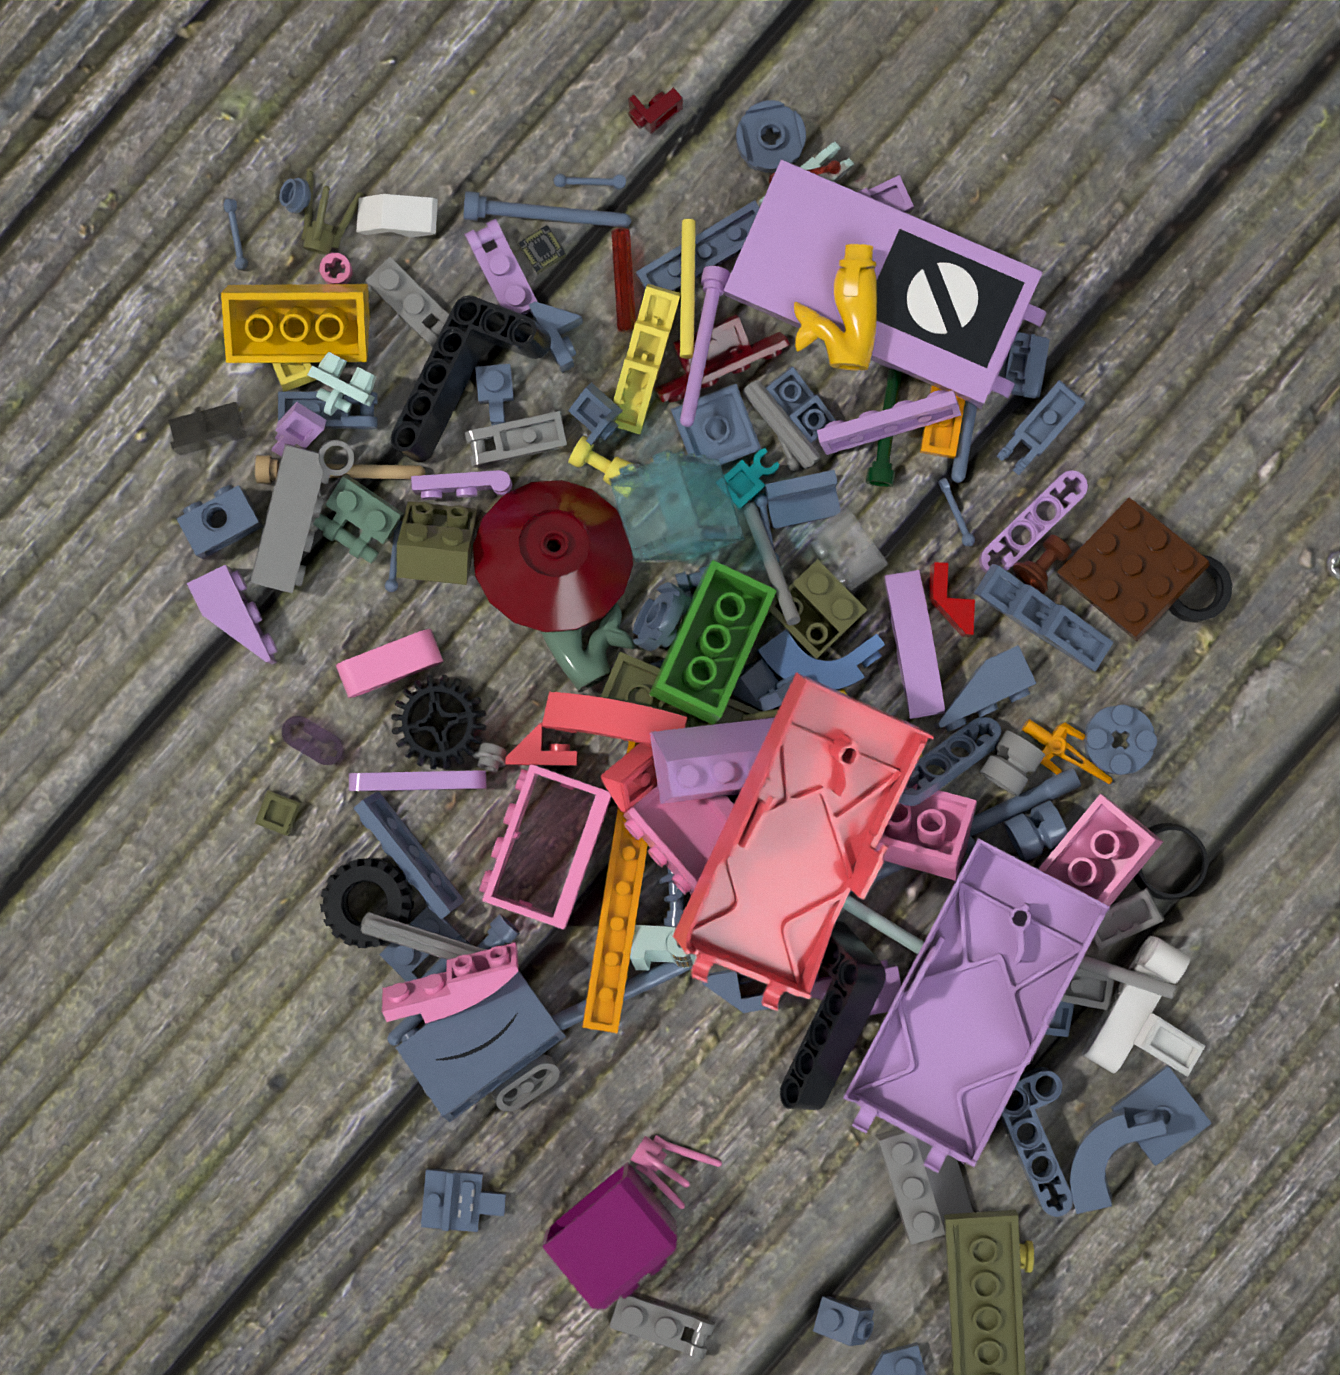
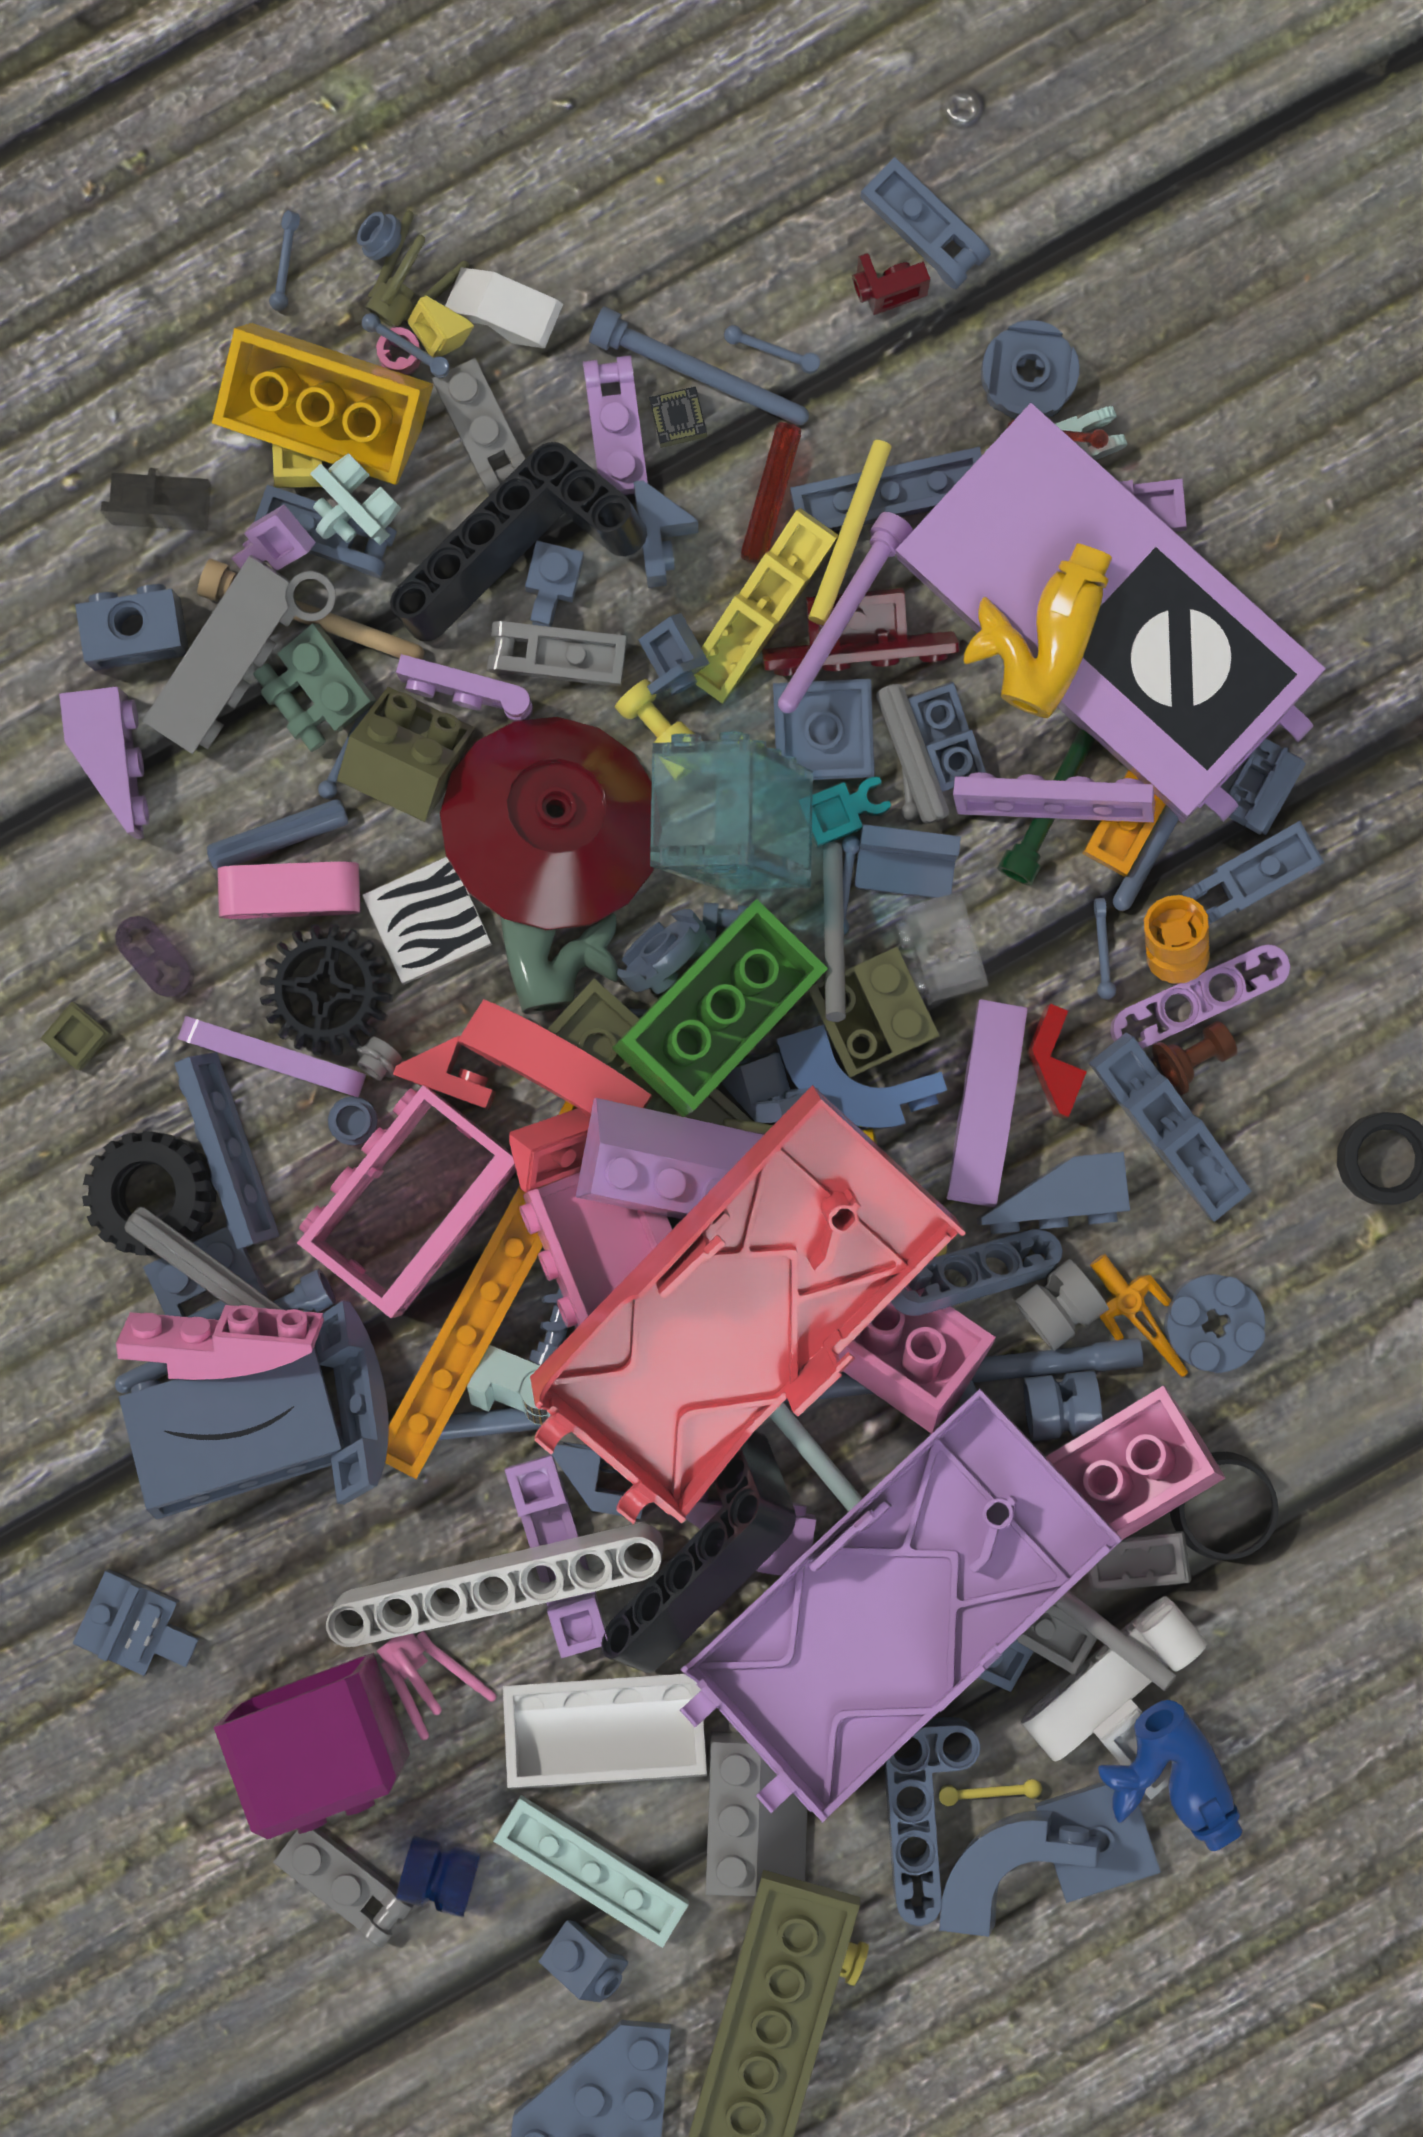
camera: 25 degrees right, 0 degrees up
(357, 244) = (438, 327): none -> light yellow slope
(367, 270) = (439, 365): none -> sand blue hinge
(368, 628) = (277, 834): none -> sand blue axle
(487, 805) = (352, 1120): none -> sand blue plate
(490, 651) = (426, 920): none -> white tile
(526, 1084) = (275, 1504): light grey plate -> none
(560, 992) = (361, 1401): none -> sand blue slope
(664, 59) = (924, 222): none -> sand blue plate
(687, 1101) = (478, 1602): none -> white beam
(725, 1297) = (438, 1876): none -> clear blue wheel
(730, 1051) = (546, 1520): none -> lavender slope
(802, 1160) = (601, 1732): none -> white slope
(827, 1257) = (591, 1871): none -> light aqua plate
(1004, 488) = (1177, 939): none -> light orange wheel
(1051, 1121) = (950, 1795): none -> light yellow hinge
(1133, 569) = (1311, 1103): reddish brown plate -> none
(1214, 1053) = (1195, 1781): none -> blue piece

